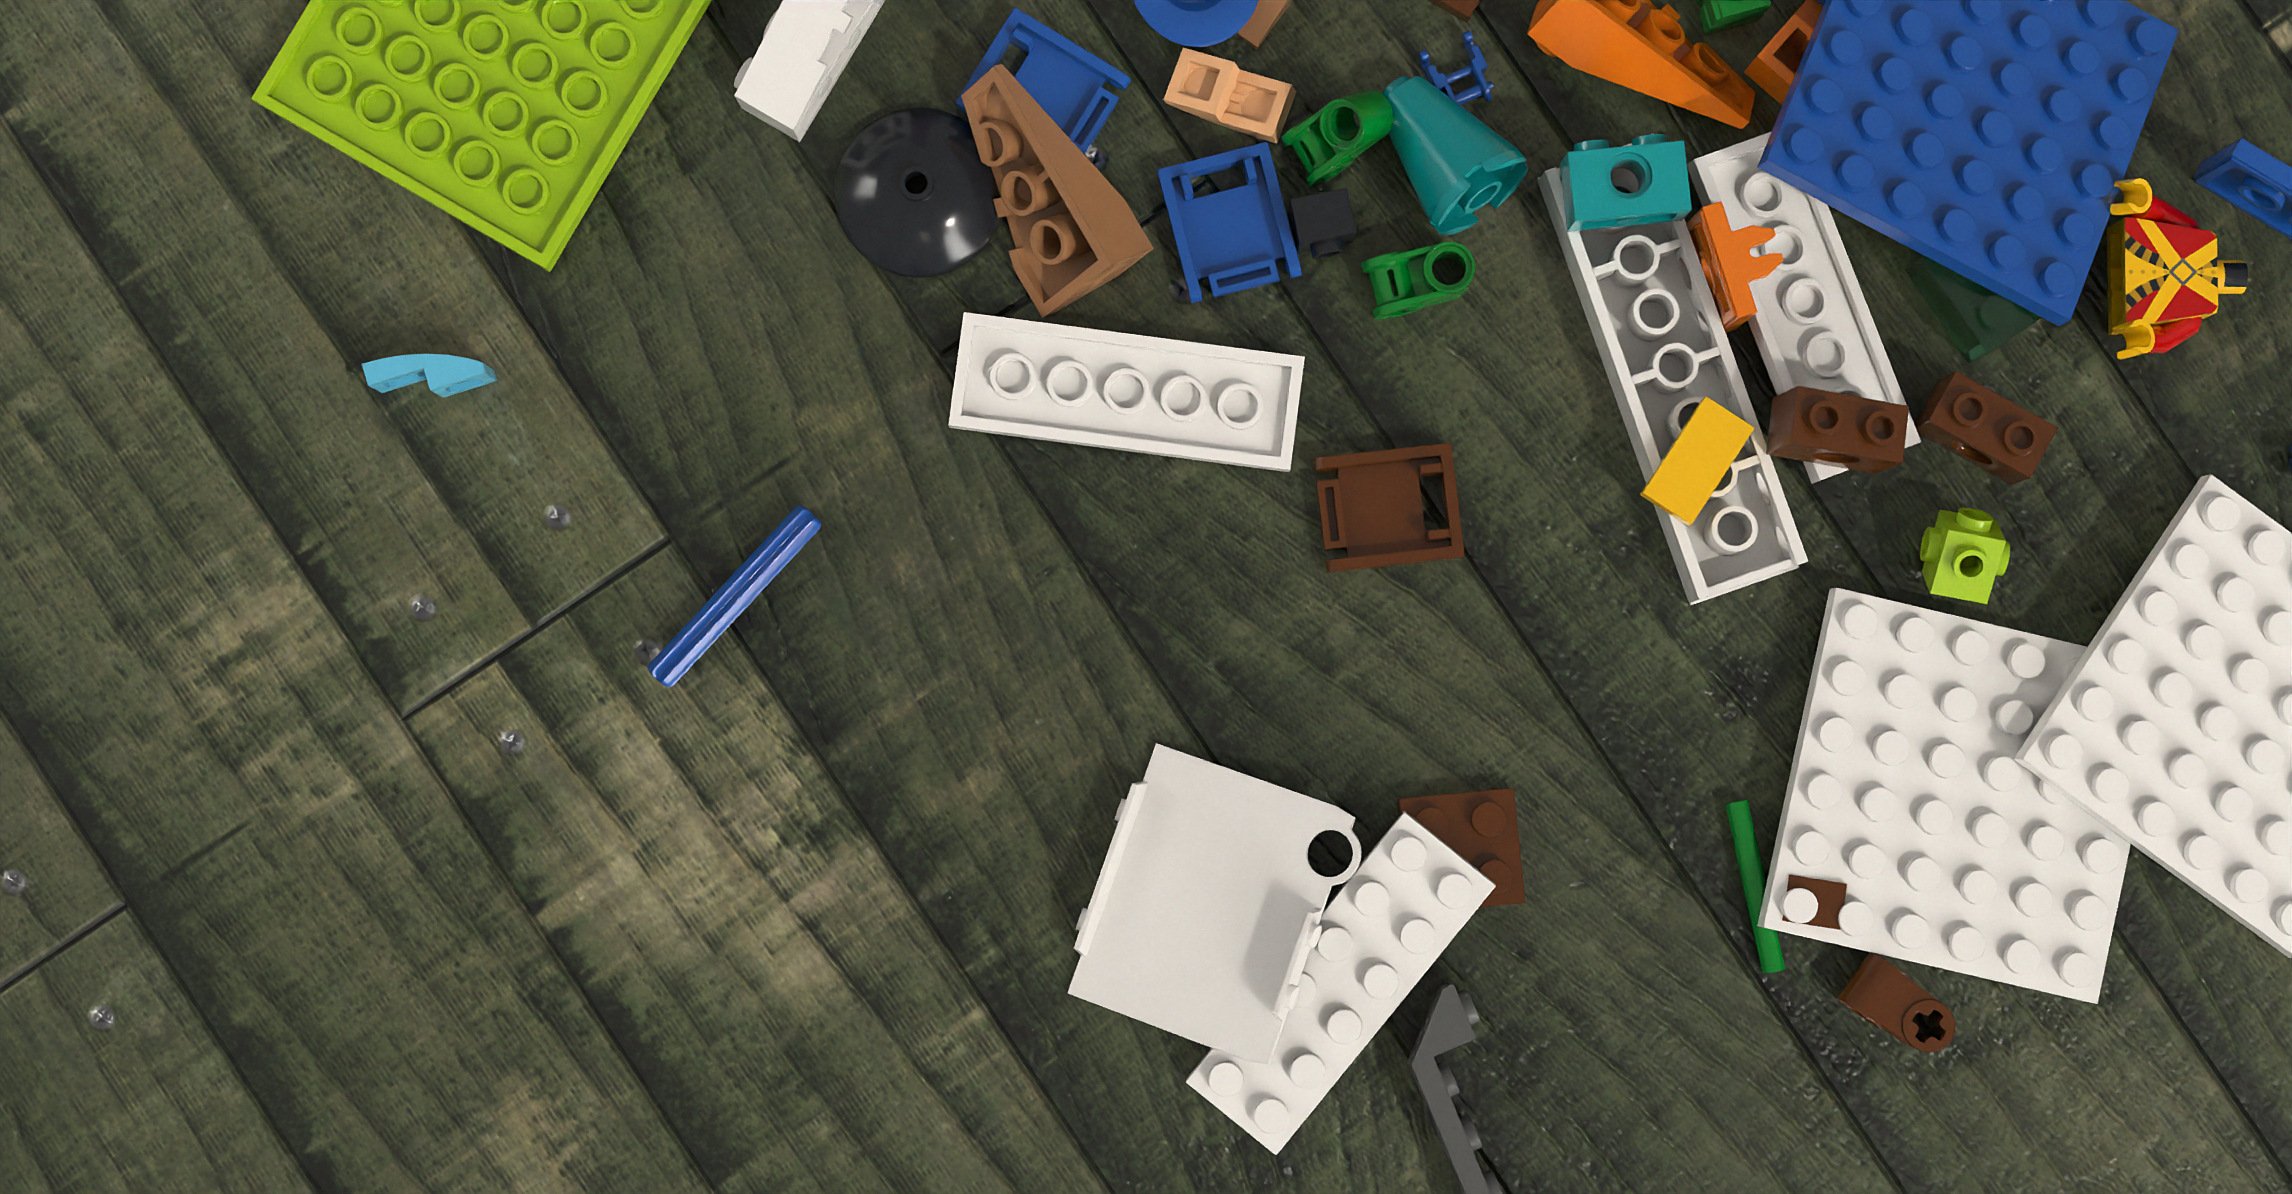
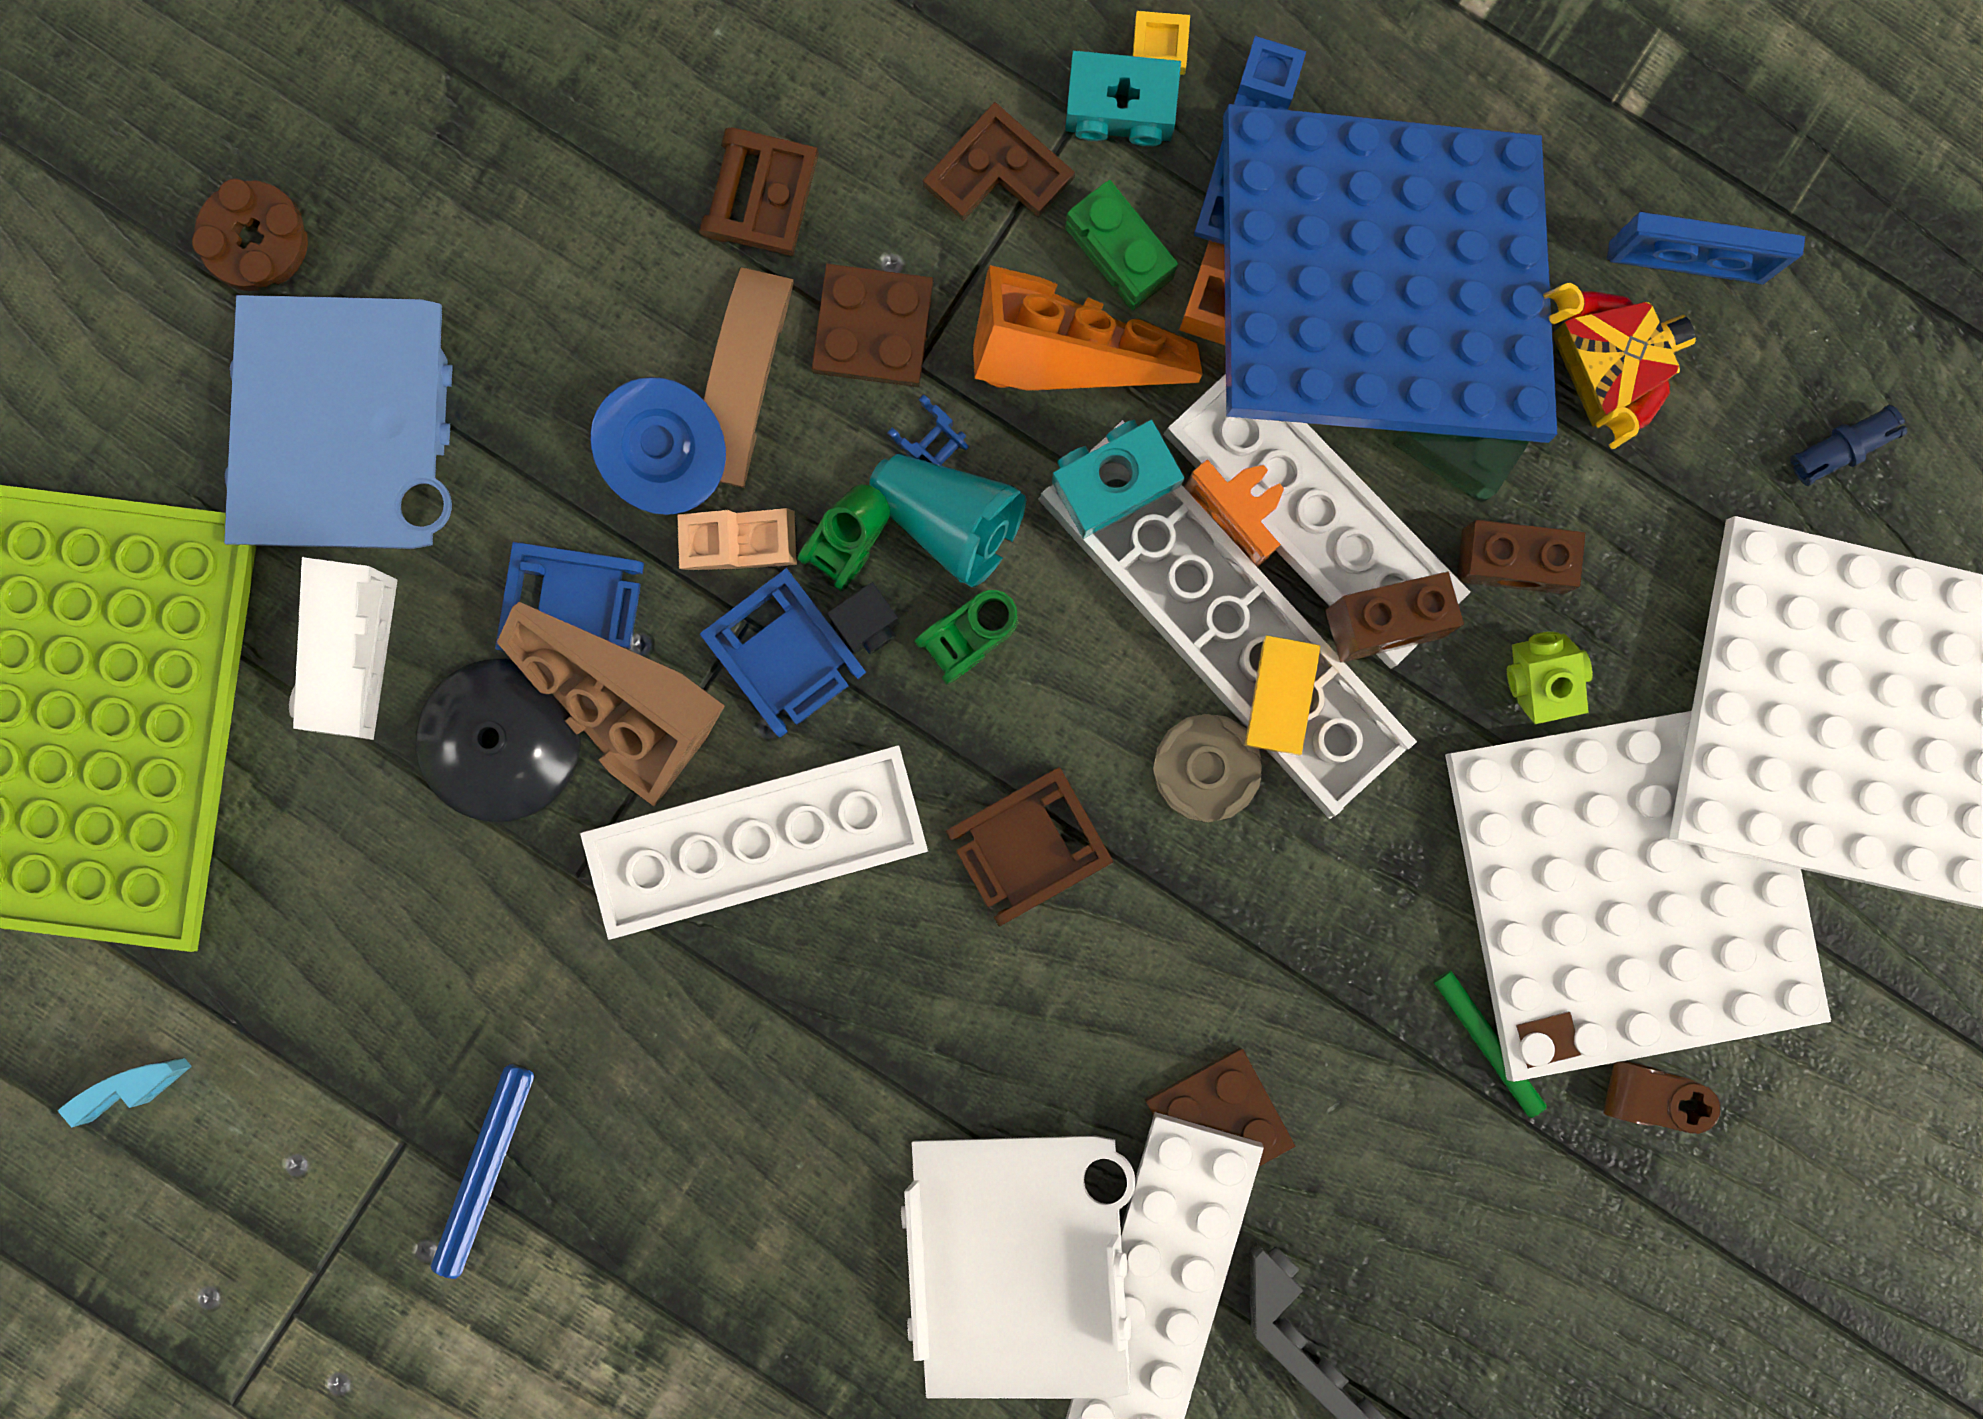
camera: 25 degrees left, 0 degrees up
(1592, 506) = (1206, 768): none -> dark tan tile

